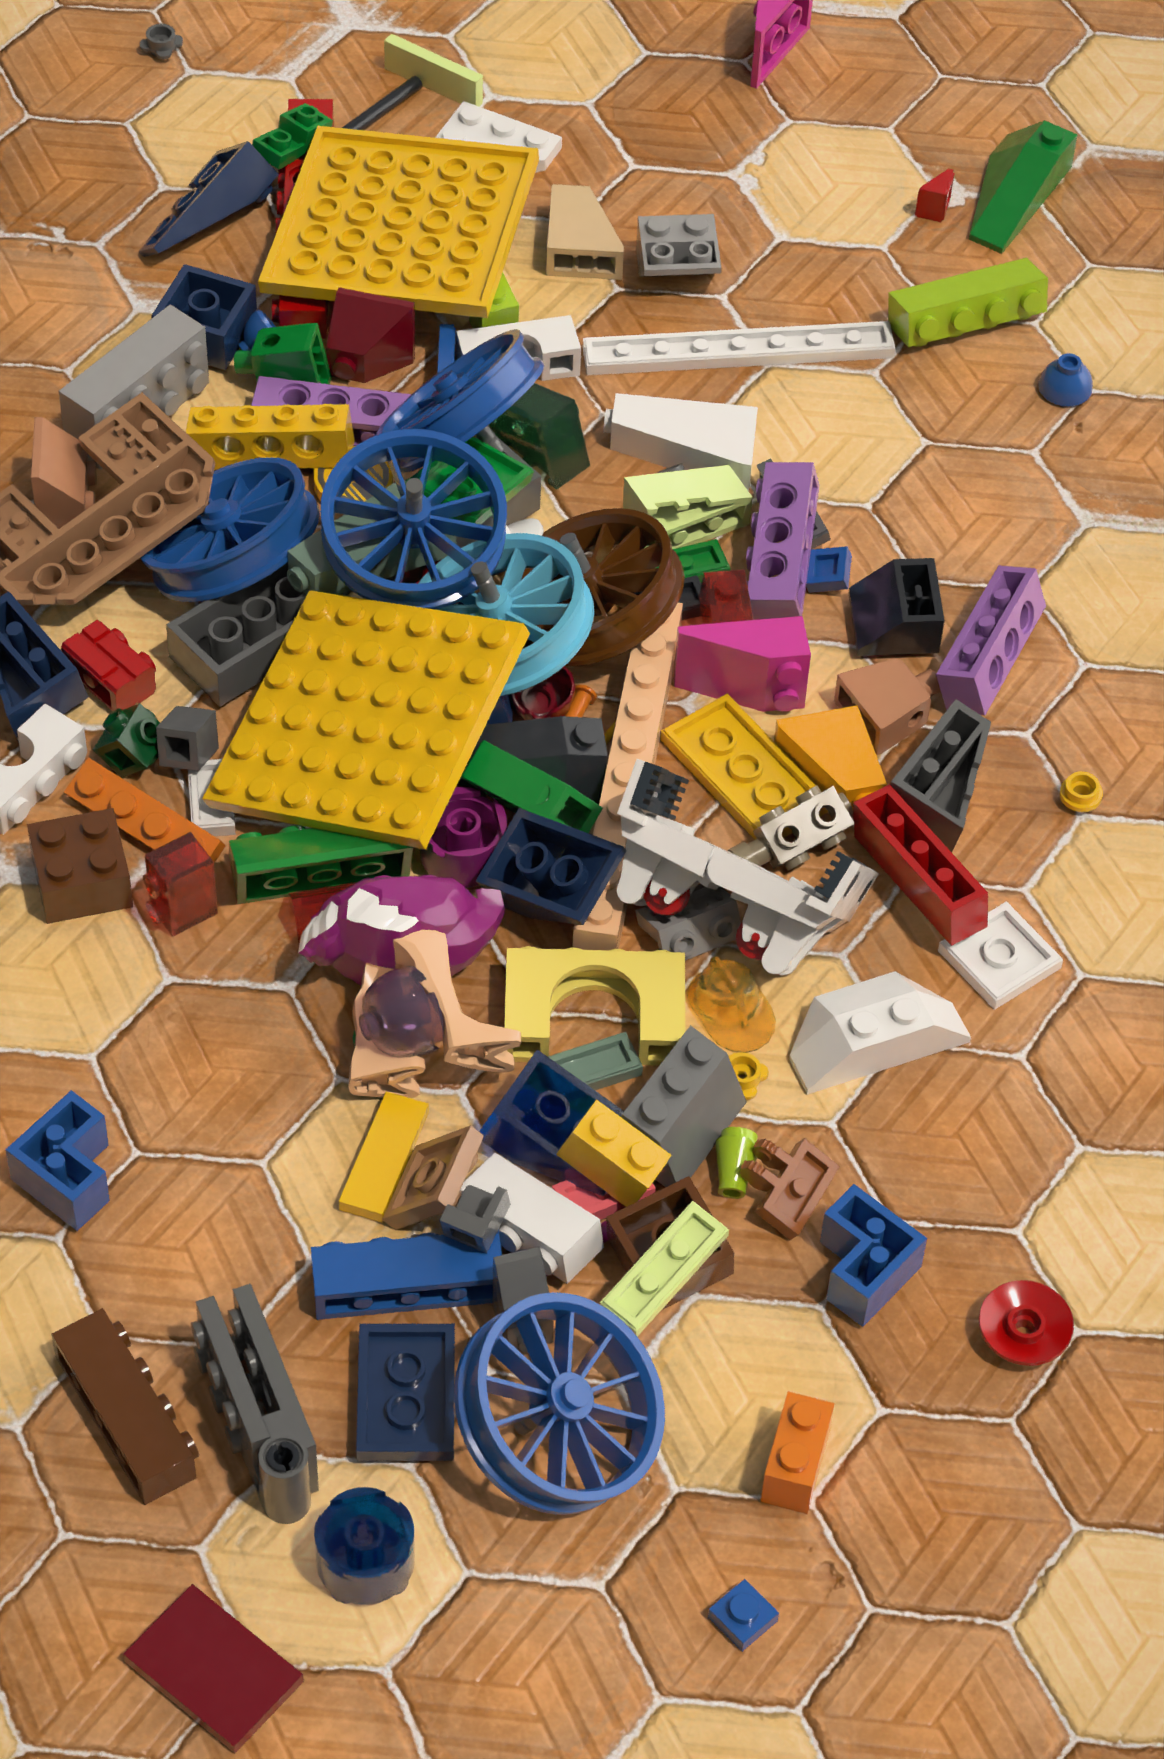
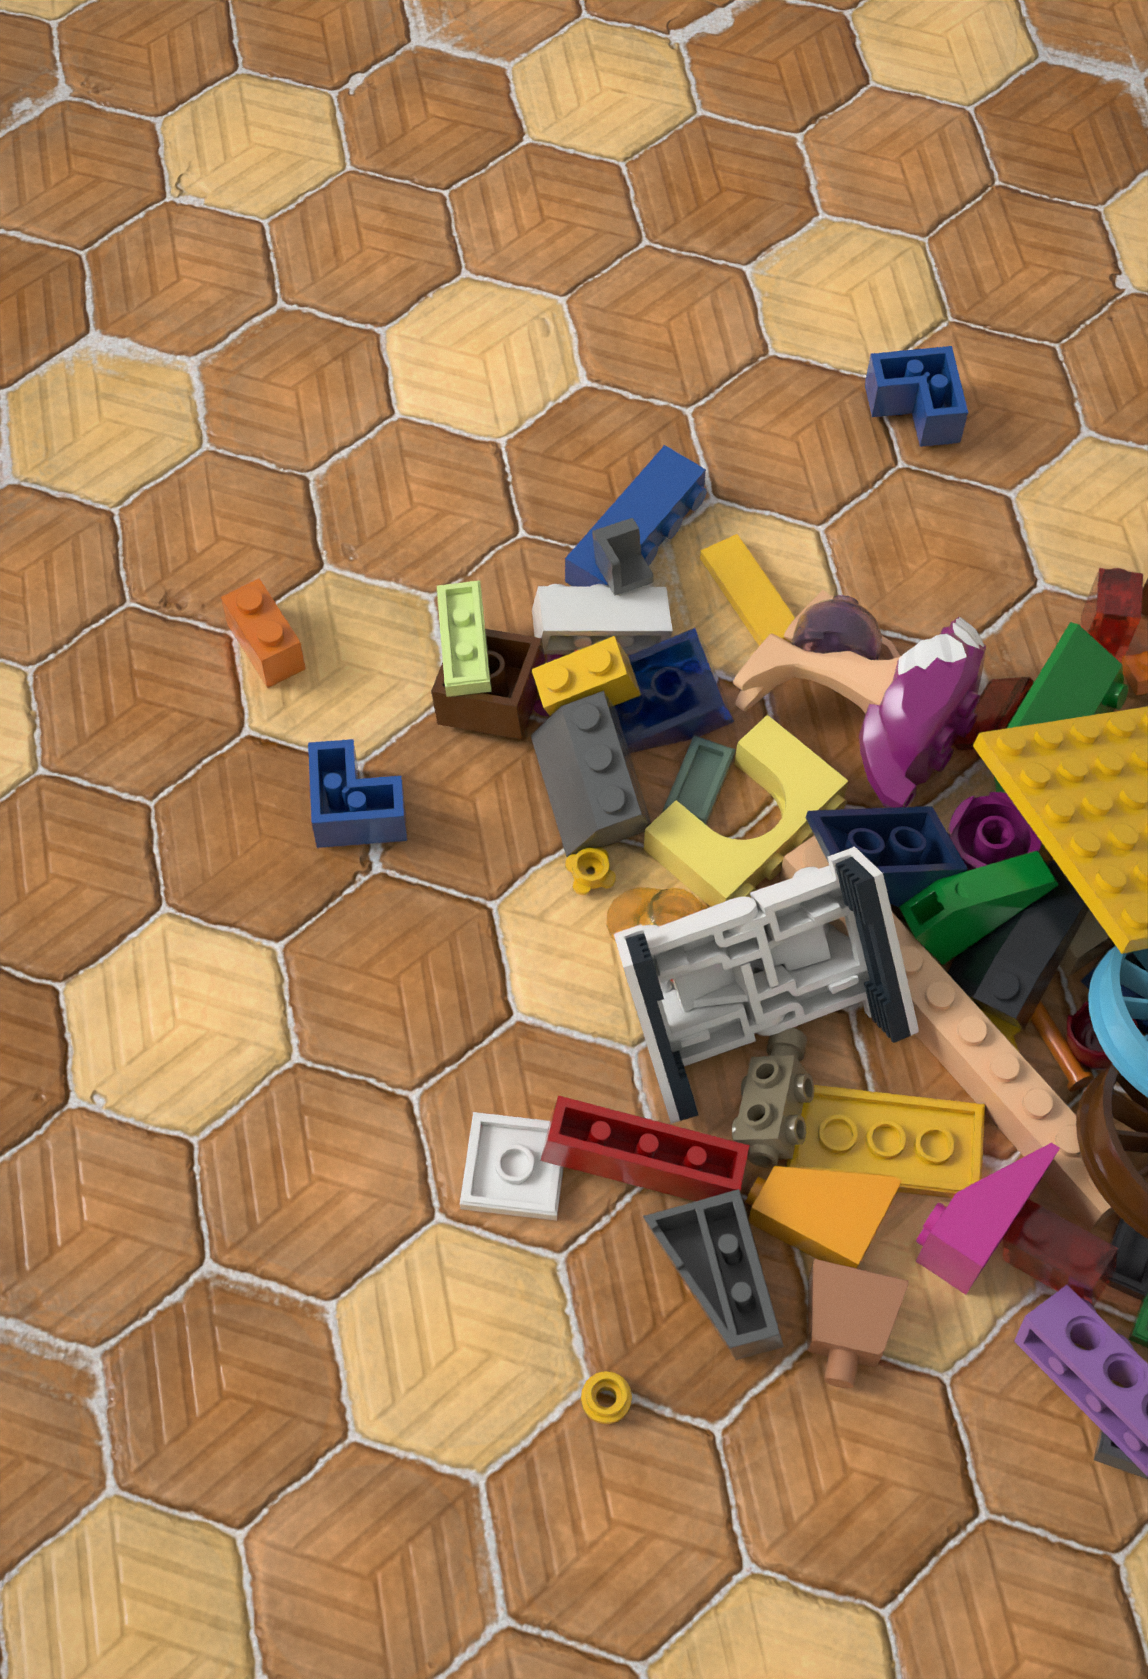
camera: 135 degrees right, 10 degrees up
(125, 1406) = (697, 311): reddish brown brick -> none
(213, 1668) = (474, 246): dark red tile -> none
(276, 1445) = (616, 360): dark grey hinge -> none
(364, 1546) = (460, 351): clear blue brick -> none
(406, 1392) = (550, 463): dark blue plate -> none
(433, 1177) = (690, 582): medium nougat plate -> none
(517, 1278) = (537, 558): dark grey slope -> none
(559, 1403) = (431, 496): blue wheel -> none
(731, 1151) = (523, 799): lime cone -> none
(743, 1615) = (201, 525): blue plate -> none
(795, 1189) = (456, 811): hinge -> none
(829, 569) = (1054, 1418): blue plate -> none
(872, 1030) = (535, 1000): white wedge -> none
(898, 609) = (945, 1427): black slope -> none
(992, 638) = (836, 1473): medium lavender brick -> none
(1028, 1306) = (196, 843): red dish -> none

